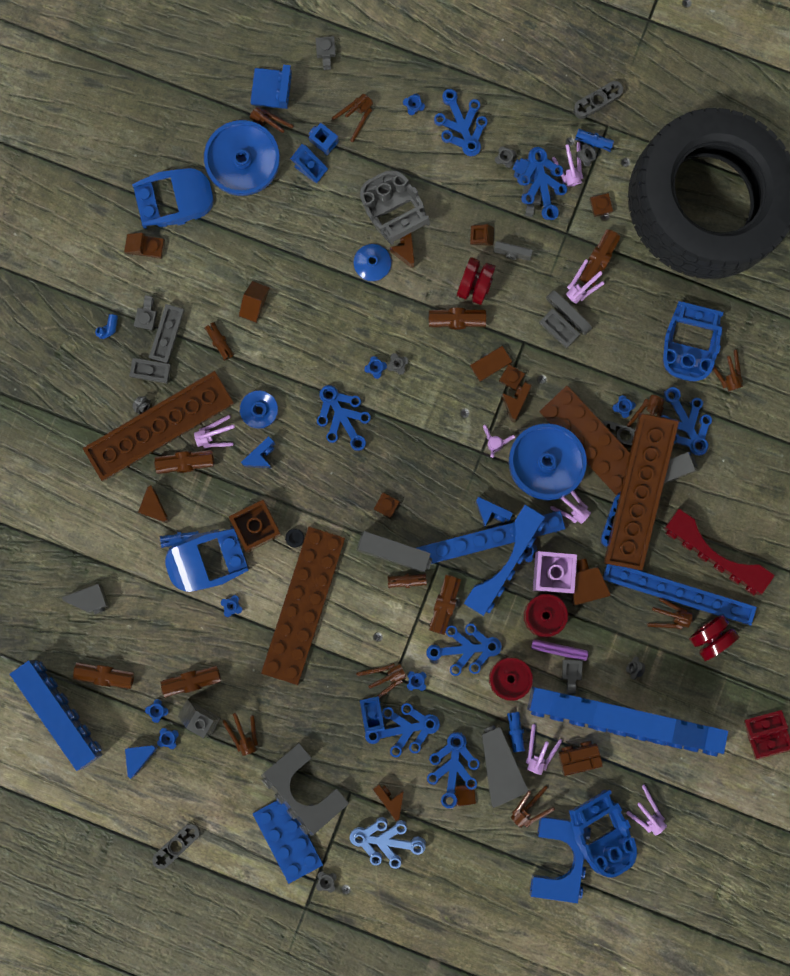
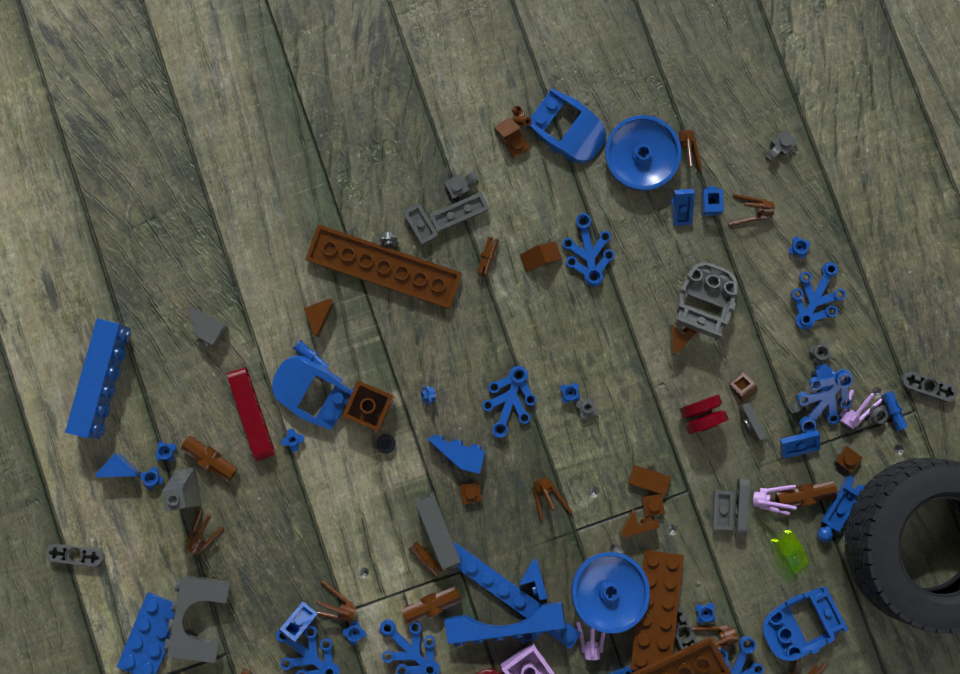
camera: 45 degrees right, 0 degrees up
(103, 675) = (158, 388): reddish brown piece -> none
(109, 329) = (426, 166): blue arm -> none
(133, 226) = (519, 116): none -> reddish brown arm
(184, 462) = (372, 309): reddish brown piece -> none
(184, 621) = (251, 414): none -> dark red beam
(204, 436) = (404, 308): lavender plant -> none
(252, 402) = (460, 321): blue dish -> none
(255, 458) = (421, 362): blue slope -> none
(271, 87) = (717, 128): blue bracket -> none
(282, 263) = (588, 253): none -> blue plant
(285, 474) = (428, 395): none -> blue plate
(303, 606) = (339, 494): reddish brown plate -> none
(354, 487) = (464, 457): none -> blue slope
(374, 271) = (639, 320): blue dish -> none
(428, 447) = (543, 487): none -> reddish brown plant
(457, 318) = (662, 423): reddish brown piece -> none
(495, 443) = (590, 537): lavender plant -> none
(559, 230) = (800, 444): none -> blue plate
(631, 243) = (839, 509): none -> blue plate
(631, 304) = (791, 550): none -> clear neon green slope

